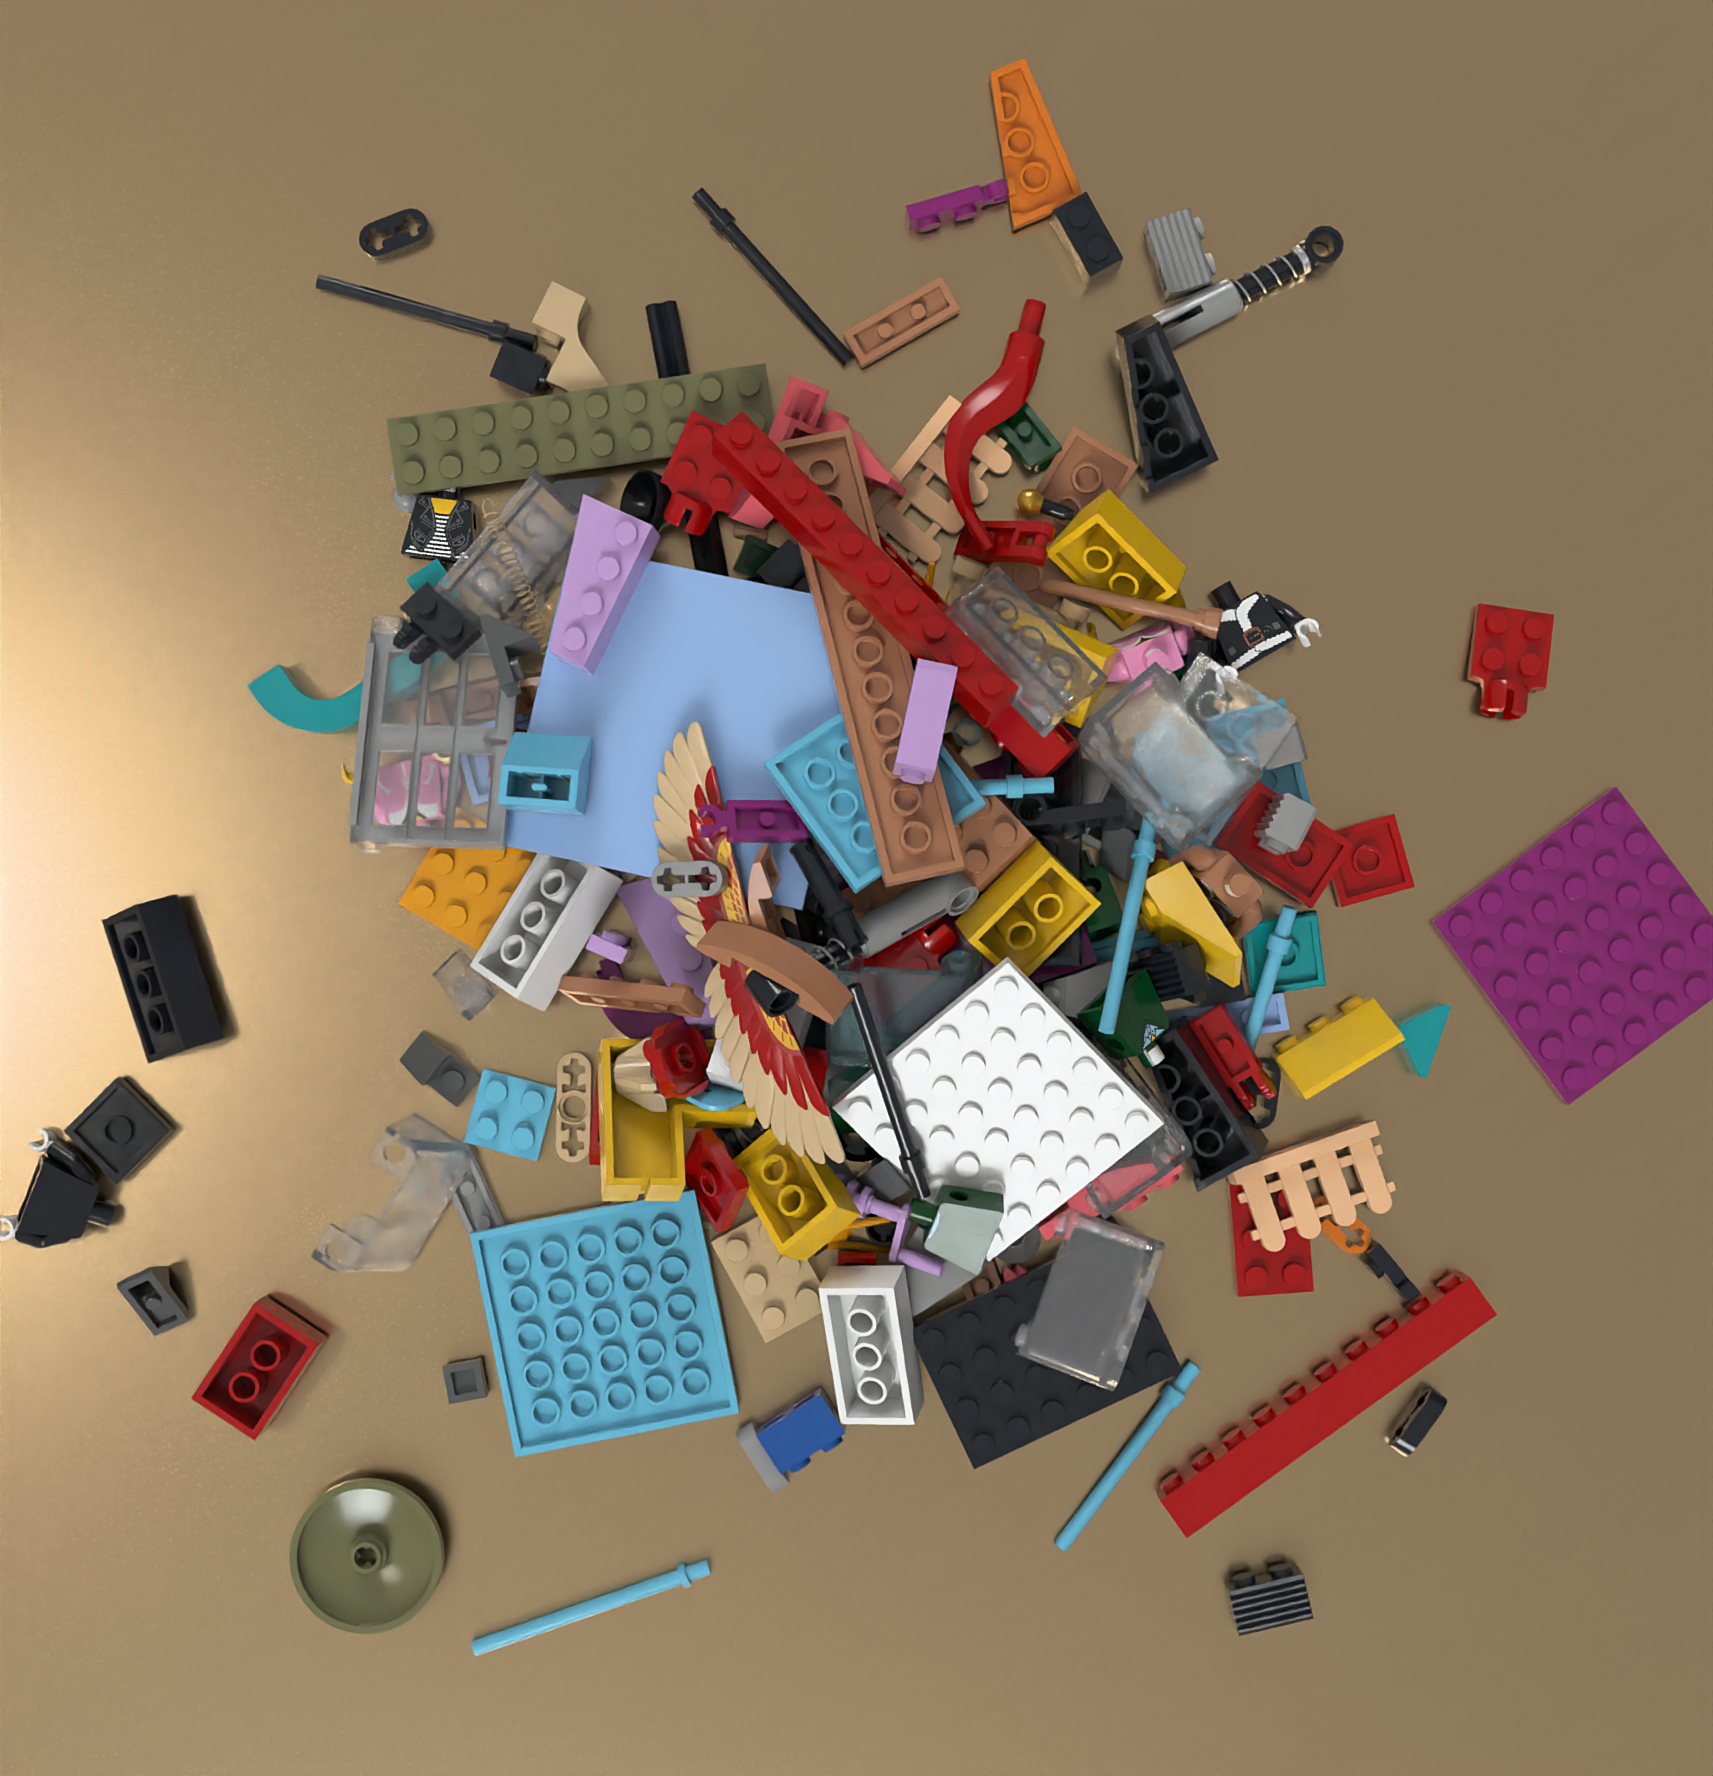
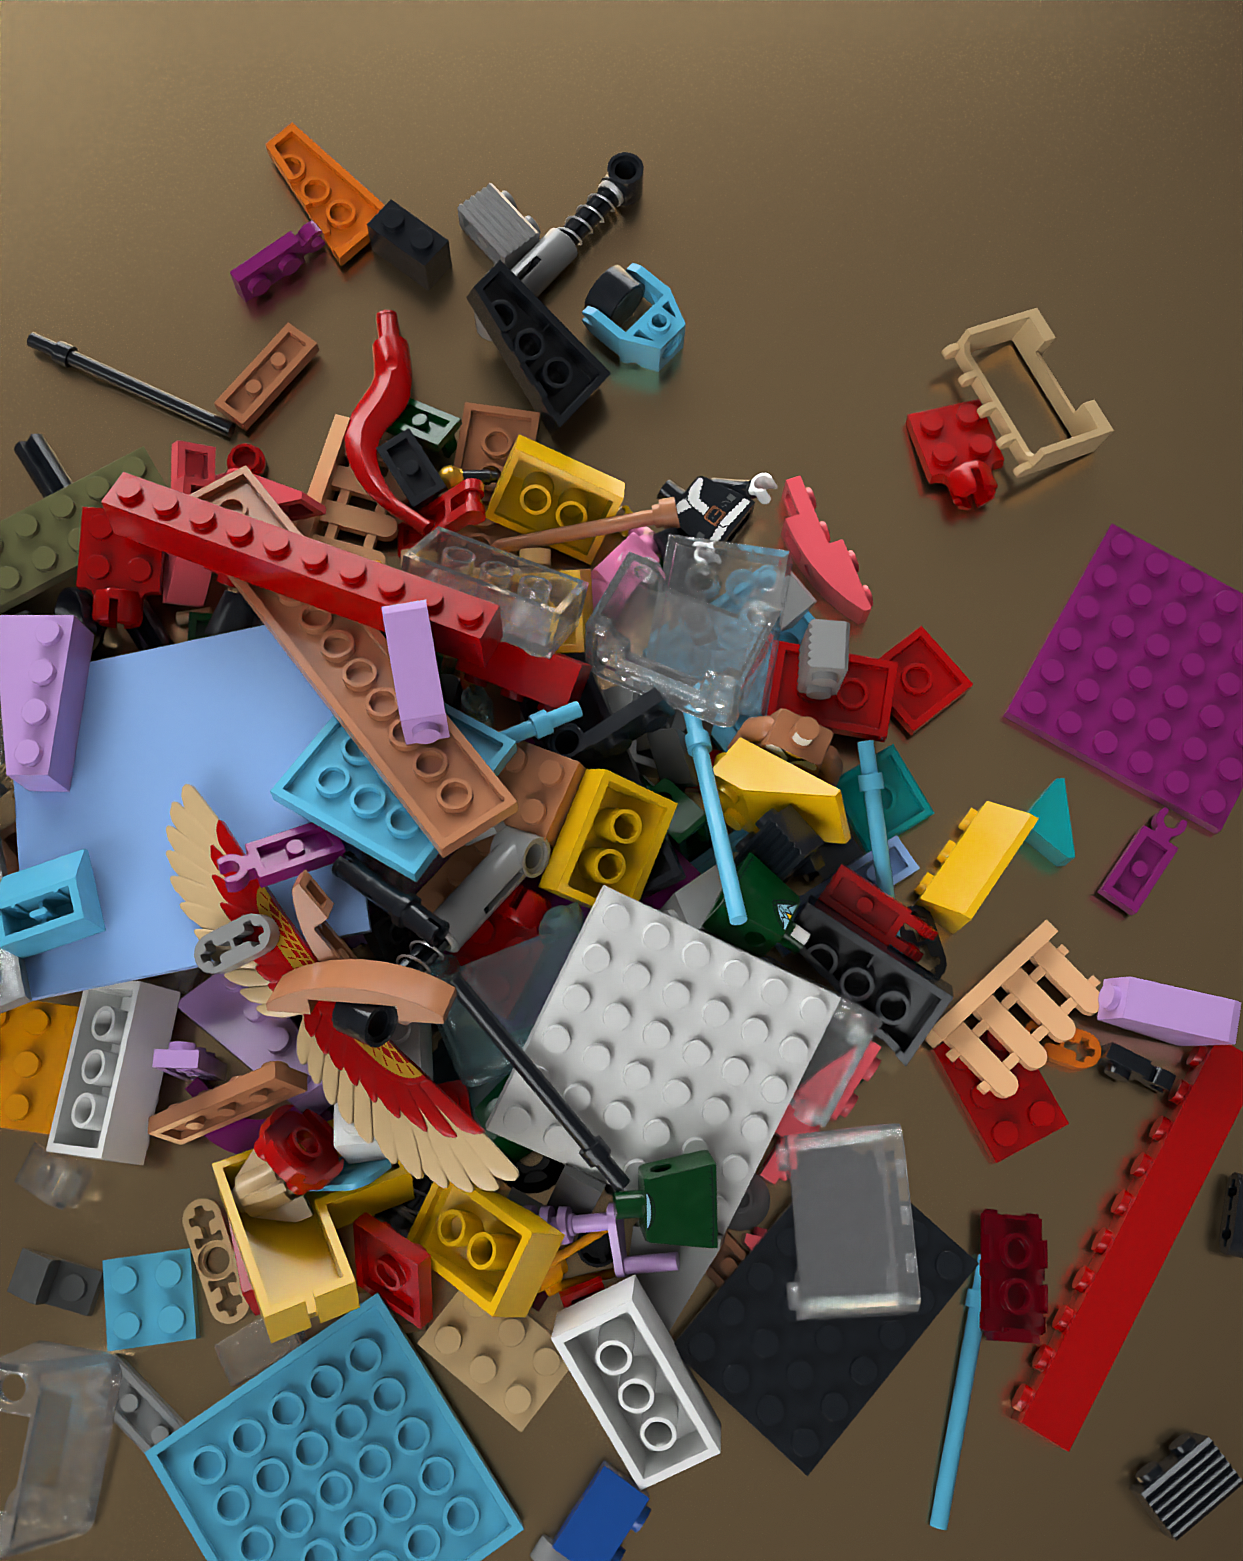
camera: 25 degrees left, 15 degrees down
(576, 1189) = (251, 1351): none -> clear tile
(851, 401) = (247, 455): none -> red plate
(998, 481) = (412, 469): none -> black plate
(1207, 1390) = (1013, 1277): none -> dark red piece
(1256, 378) = (614, 300): none -> medium azure piece
(1337, 724) = (825, 565): none -> coral slope
(1438, 1240) = (1169, 1012): none -> lavender slope
(1484, 1104) = (1141, 864): none -> magenta plate
(1633, 576) = (1032, 338): none -> tan hinge

